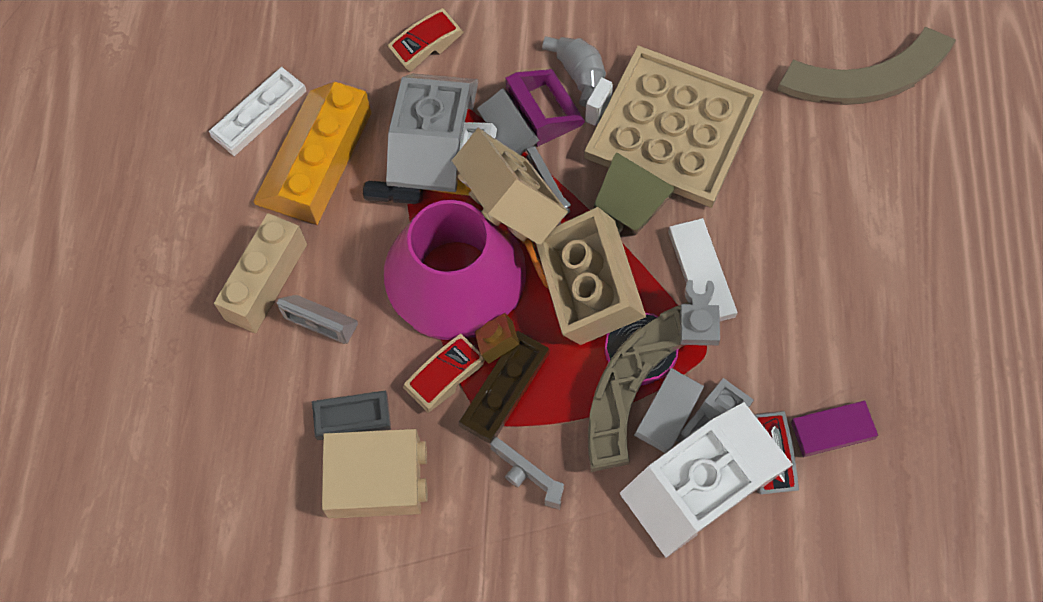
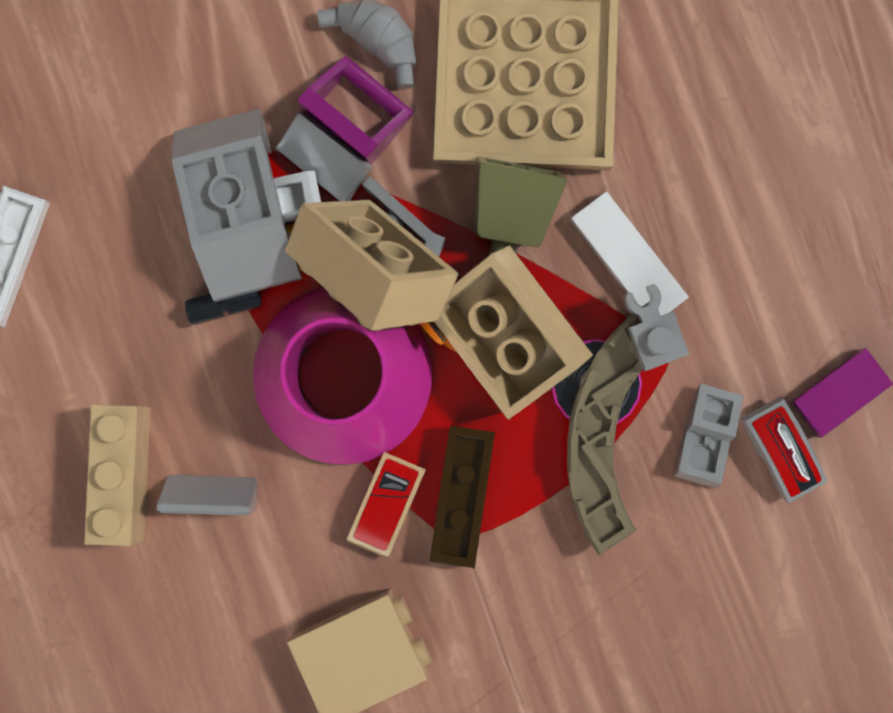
camera: 25 degrees left, 20 degrees up
(315, 152) = (102, 287): light orange slope -> none
(351, 414) = (301, 595): dark grey tile -> none
(422, 38) = (167, 73): slope -> none
(496, 338) = (429, 443): pearl gold plate -> none
(523, 468) = (521, 579): light grey piece -> none
(598, 101) = (423, 82): white tile -> none
(669, 411) = (656, 449): light grey slope -> none
(704, 477) = (732, 518): white slope -> none

